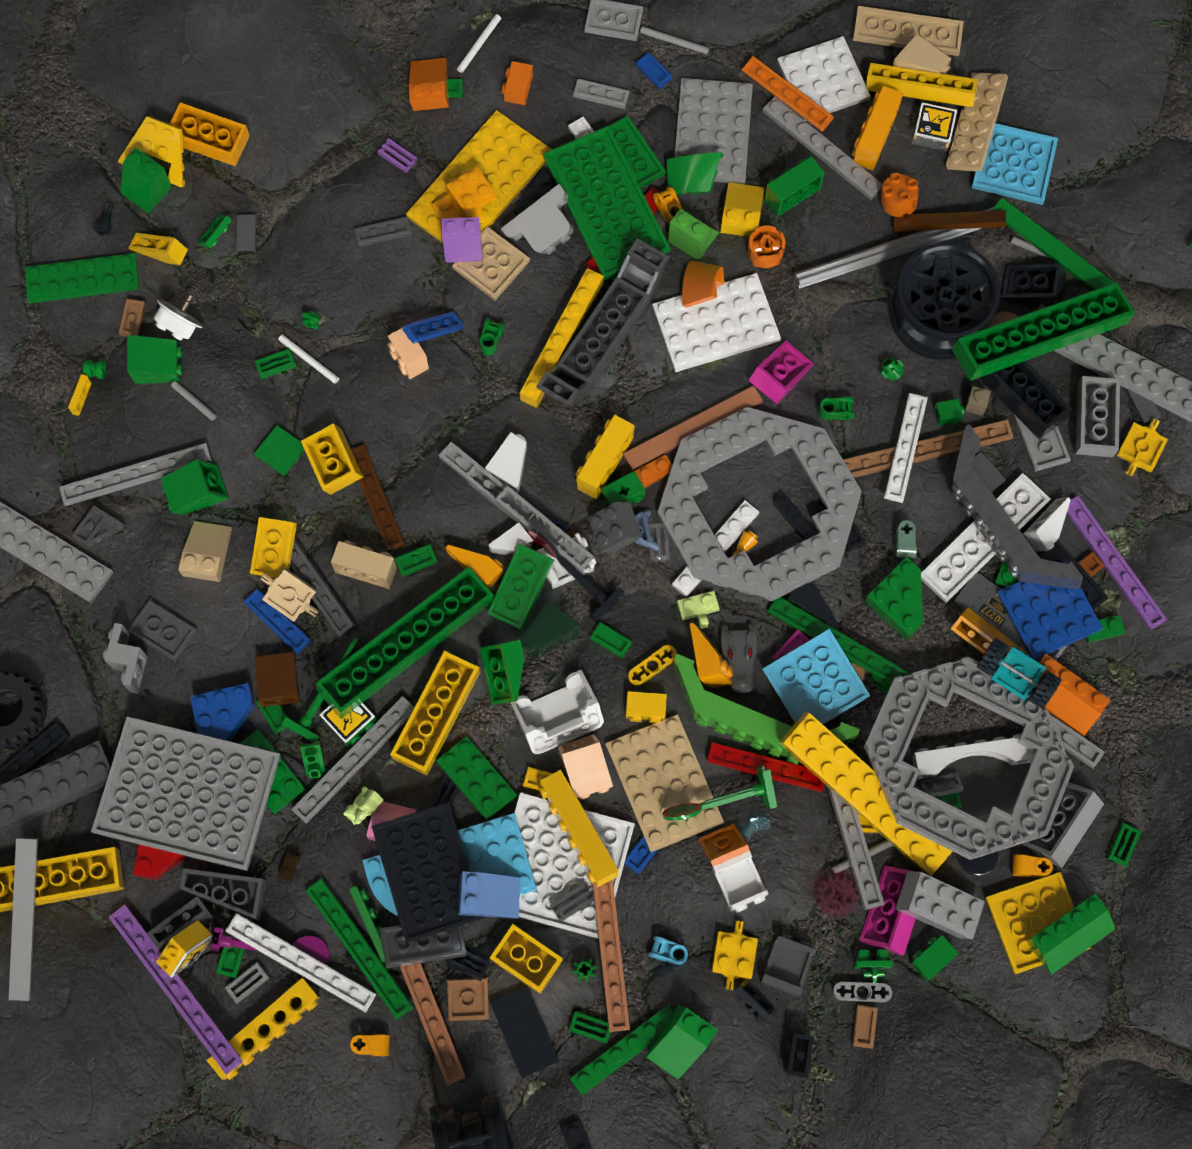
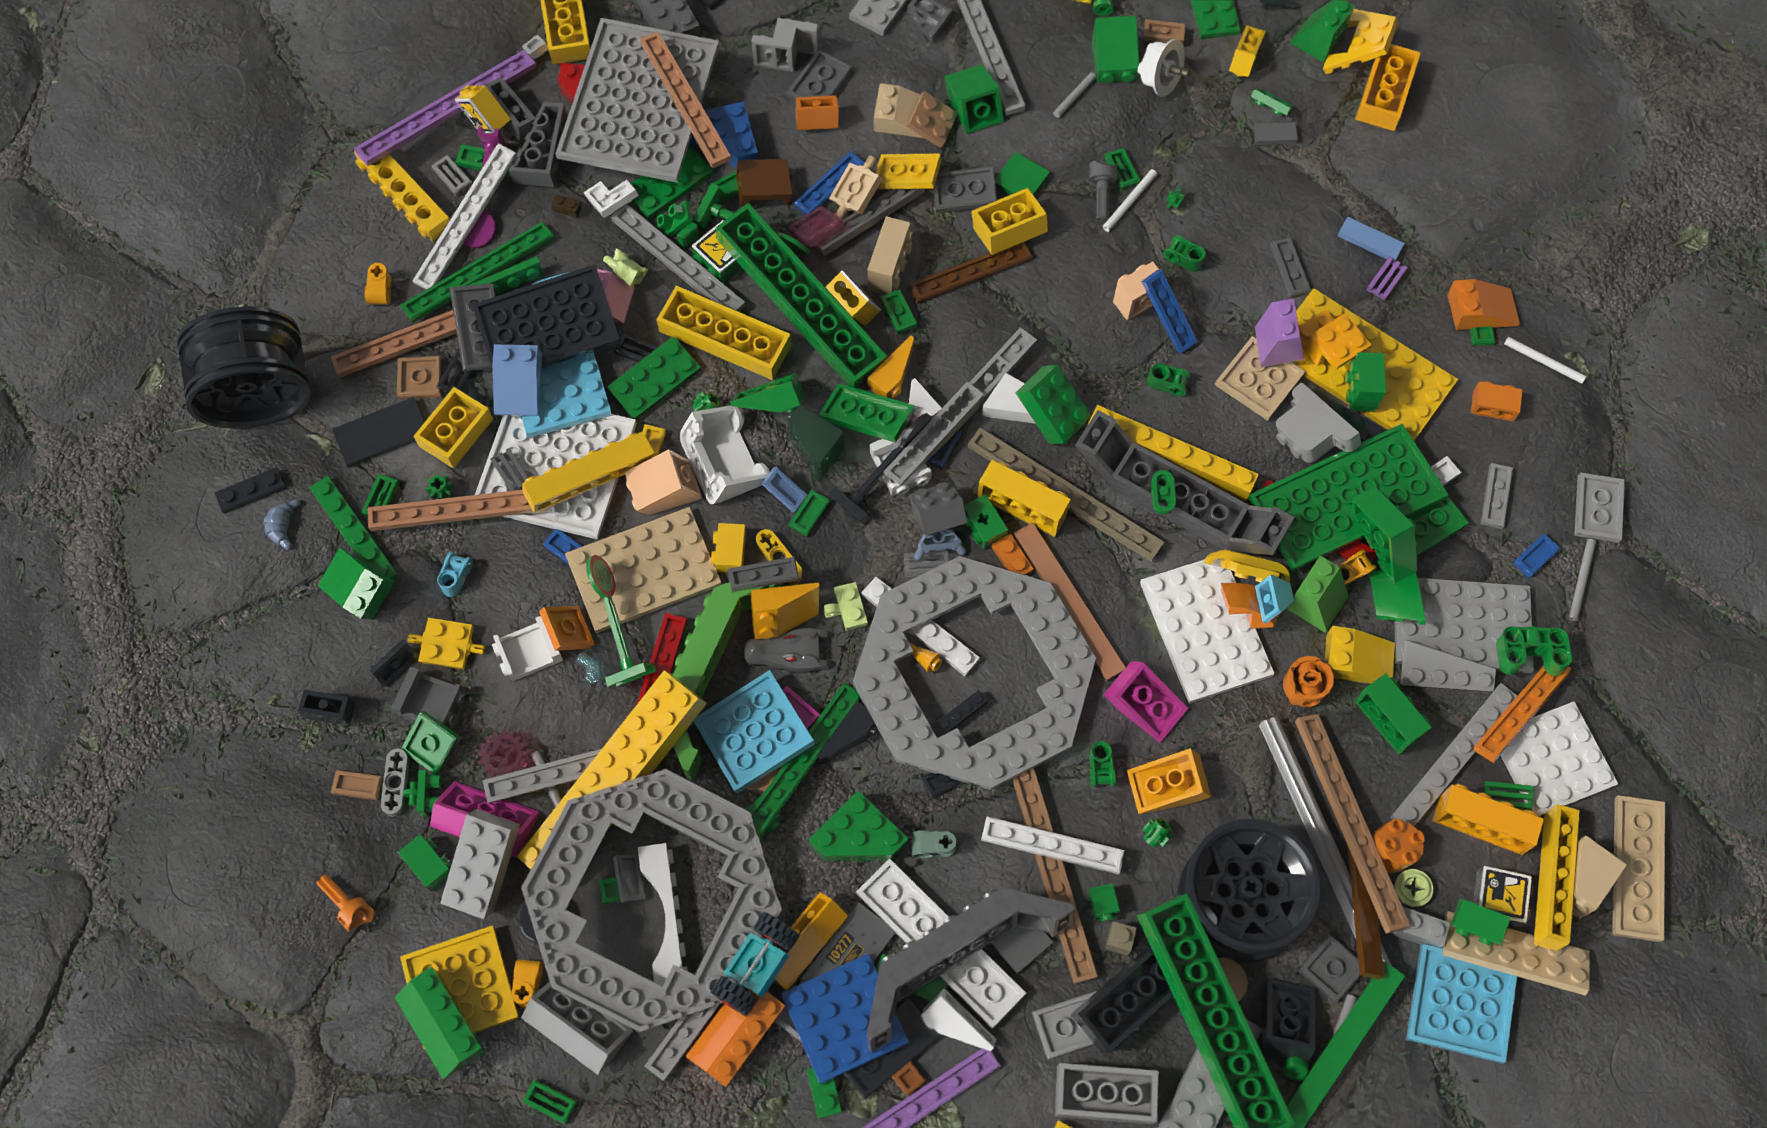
camera: 90 degrees right, 5 degrees down
(105, 905) = (535, 47): none -> light grey plate
(195, 745) = (685, 100): none -> nougat plate
(203, 630) = (816, 112): none -> orange brick
(216, 526) = (932, 119): none -> medium nougat plate
(286, 378) = (1102, 176): none -> dark grey piece
(290, 824) = (609, 201): none -> white plate
(292, 497) = (964, 189): none -> dark grey tile
(327, 631) = (816, 226): none -> clear pink plate
(329, 750) = (688, 235): none -> green tile
(358, 165) = (1370, 239): none -> medium blue tile
(365, 317) = (1184, 253): none -> green piece
(407, 596) = (853, 298): none -> yellow piece
(506, 729) = (705, 401): none -> green gear
(507, 175) = (1366, 381): none -> green brick
(520, 427) = (1053, 404): none -> green brick
(586, 438) = (1080, 504): none -> dark tan plate
(591, 659) = (784, 489): none -> medium blue tile
(608, 339) = (1163, 493): none -> green plate
(615, 1122) = (278, 522): none -> sand blue piece
(645, 171) = (1387, 532): none -> green brick
(669, 284) = (1247, 565): none -> yellow plate
(684, 668) = (763, 574): none -> dark grey tile
(703, 262) = (1273, 597): none -> medium azure slope
(734, 79) = (1533, 642): none -> green beam
(753, 151) = (1441, 669): none -> light grey wing
(829, 960) = (430, 742): none -> tile
(850, 358) = (1169, 782): none -> light orange slope
(858, 97) = (1511, 787): none -> green tile
(882, 224) = (1352, 824): none -> medium nougat plate
(934, 183) = (1421, 881): none -> yellowish green gear
(961, 139) = (1479, 921): none -> green brick
(961, 185) = (1424, 929): none -> light grey brick
(980, 1017) = (352, 912): none -> orange piece
(994, 248) = (1331, 968): none -> dark grey tile
(1070, 282) = (1295, 1068): none -> green tile

